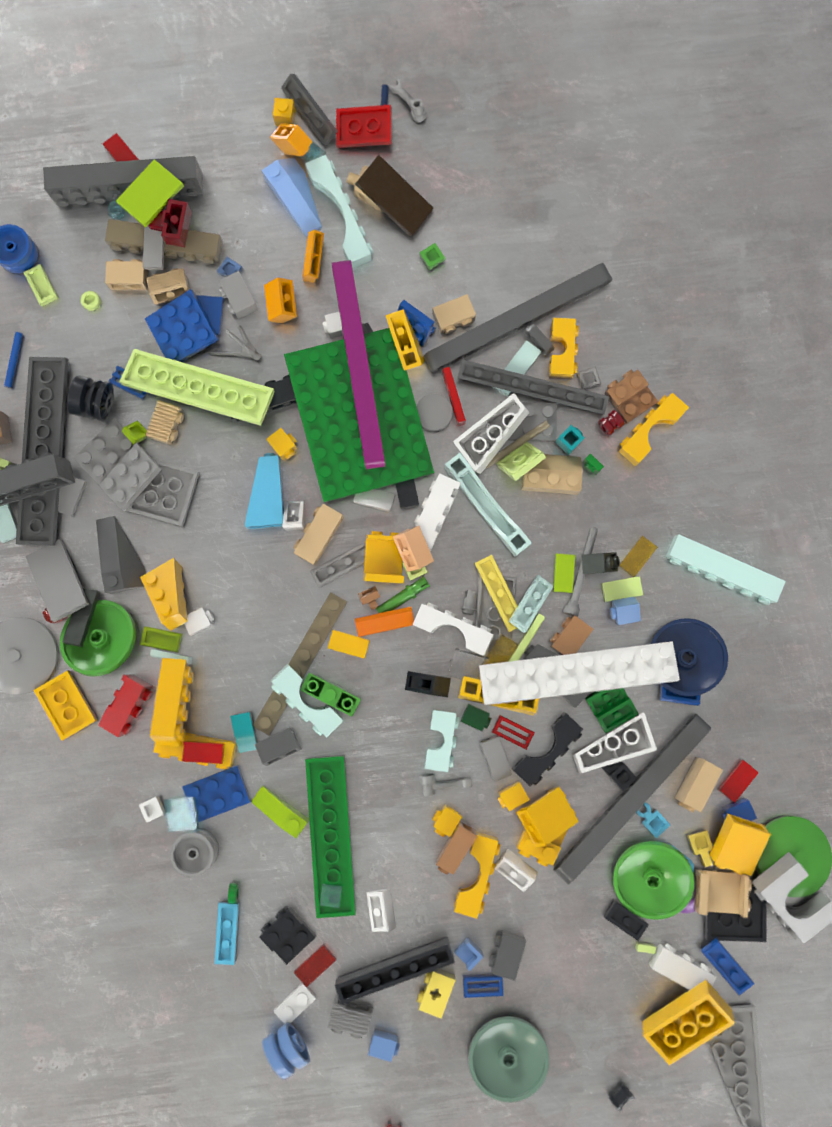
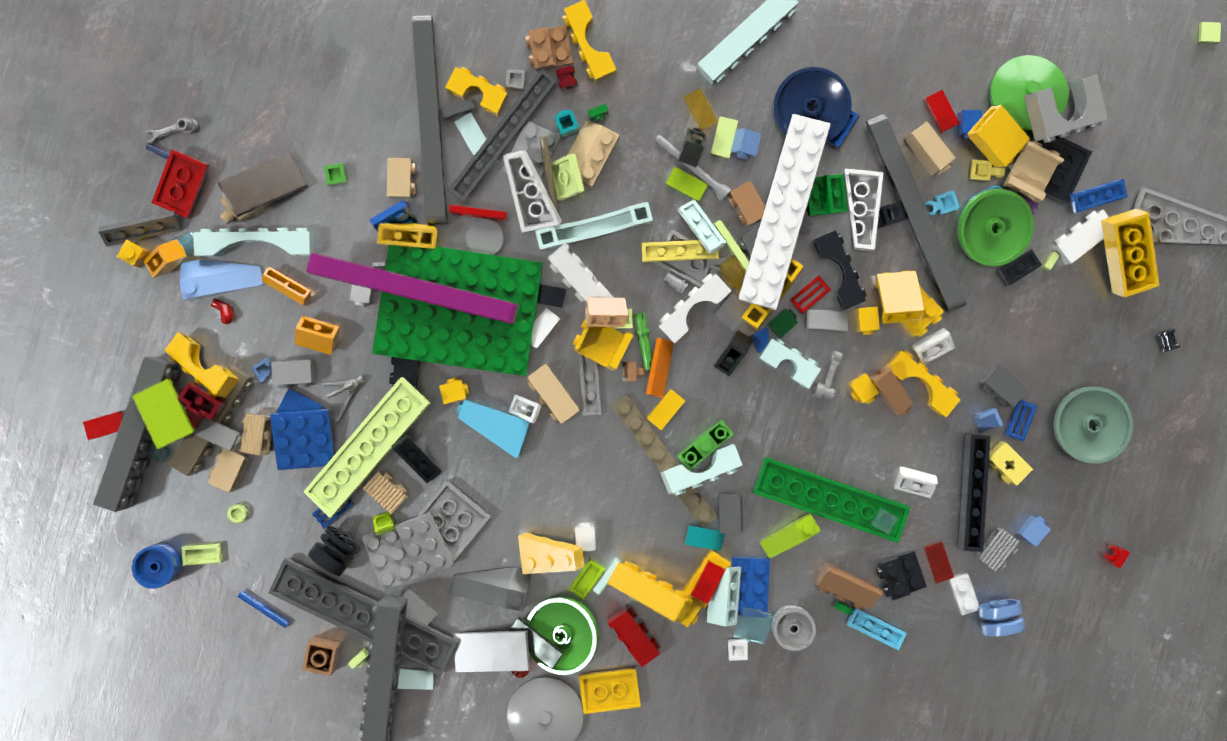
camera: 70 degrees left, 5 degrees up
(193, 776) = (724, 602): none -> light aqua slope
(206, 435) = (416, 458): none -> black tile
(215, 193) = (186, 351): none -> yellow arch
(254, 888) = (847, 587): none -> medium nougat slope
(267, 213) = (225, 310): none -> red arm
(451, 703) = (760, 339): none -> blue tile

